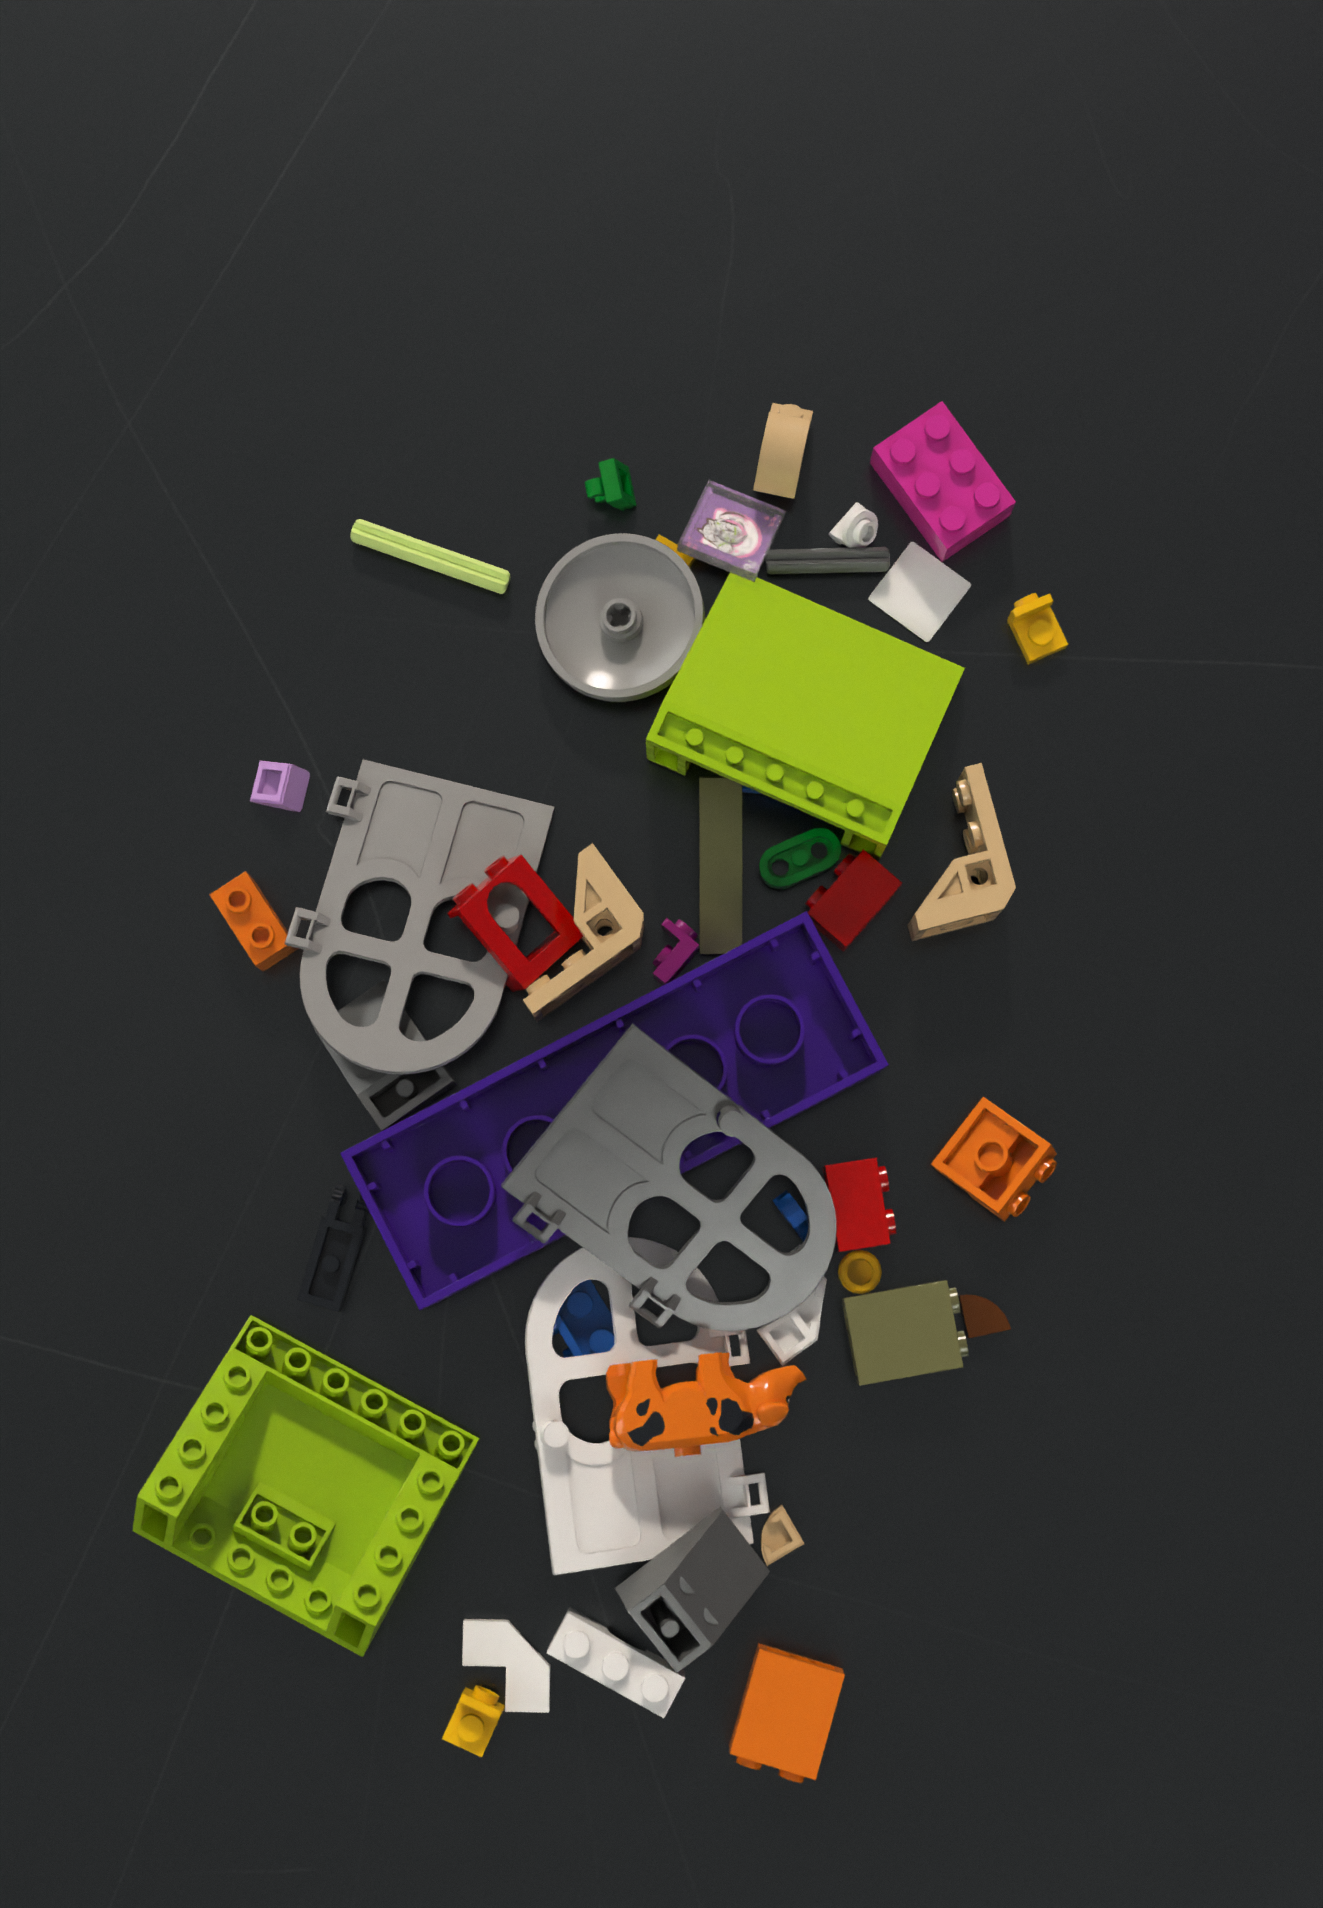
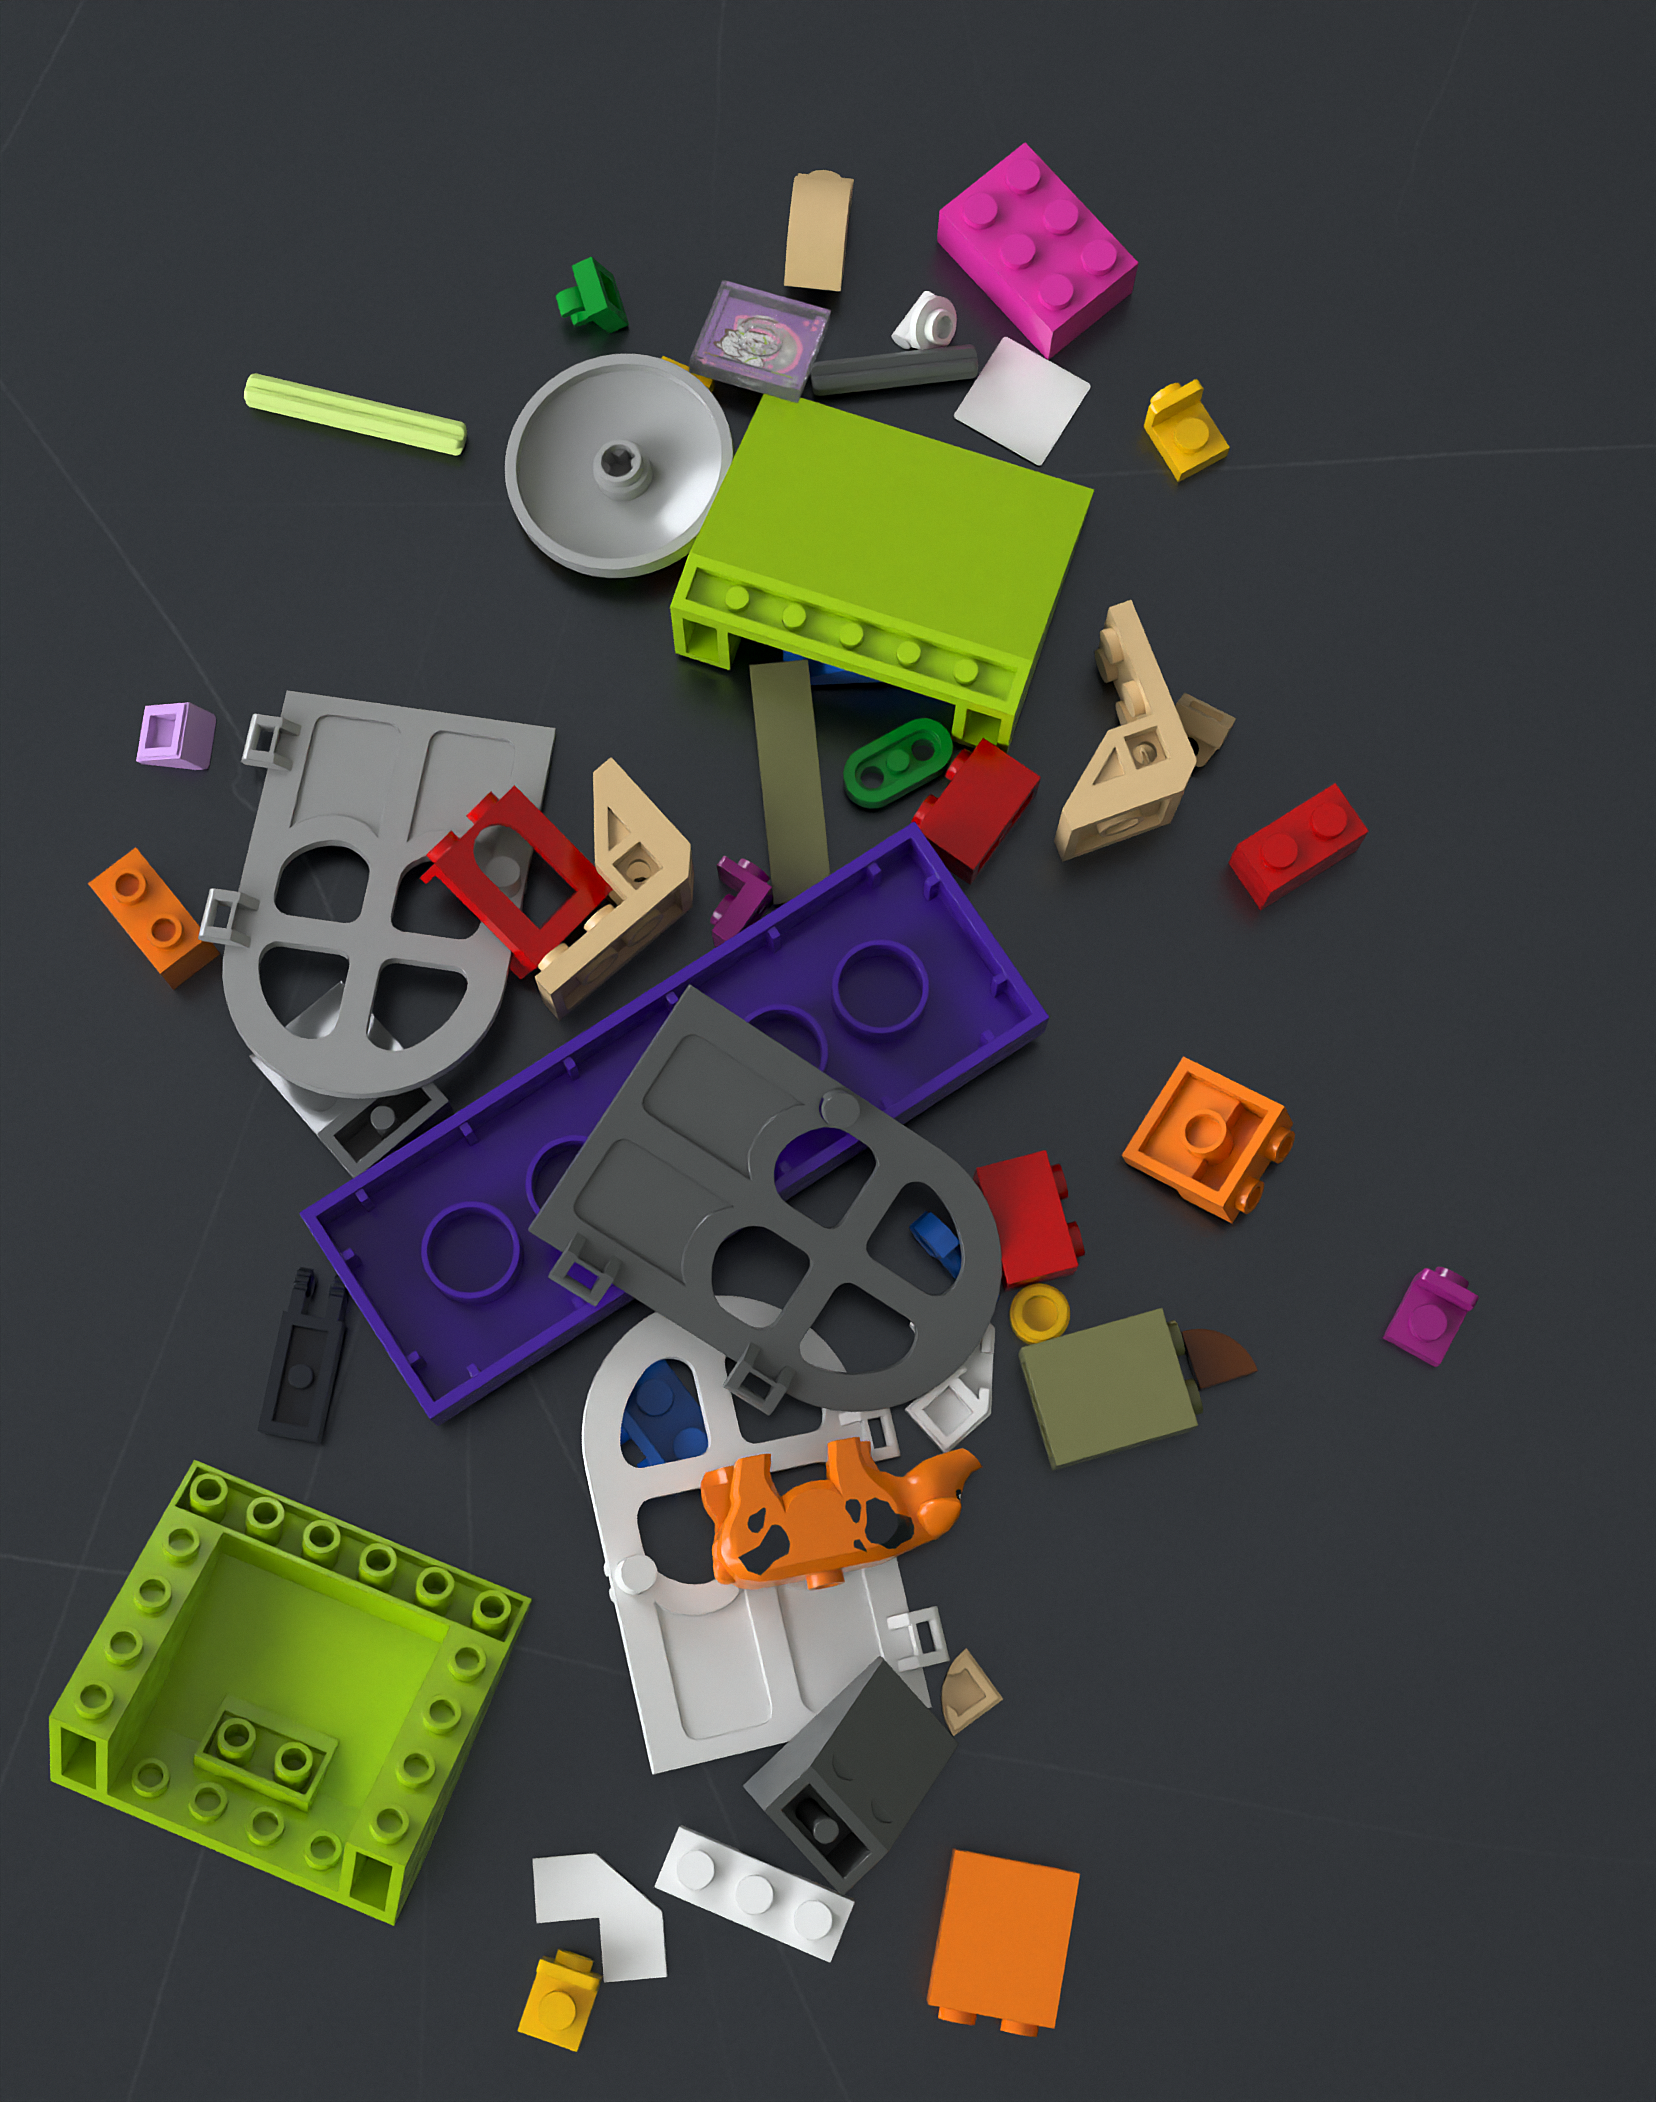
camera: 10 degrees left, 5 degrees down
(1025, 851) = (1205, 725): none -> tan tile
(1083, 950) = (1298, 846): none -> red brick
(1139, 1301) = (1431, 1314): none -> magenta bracket

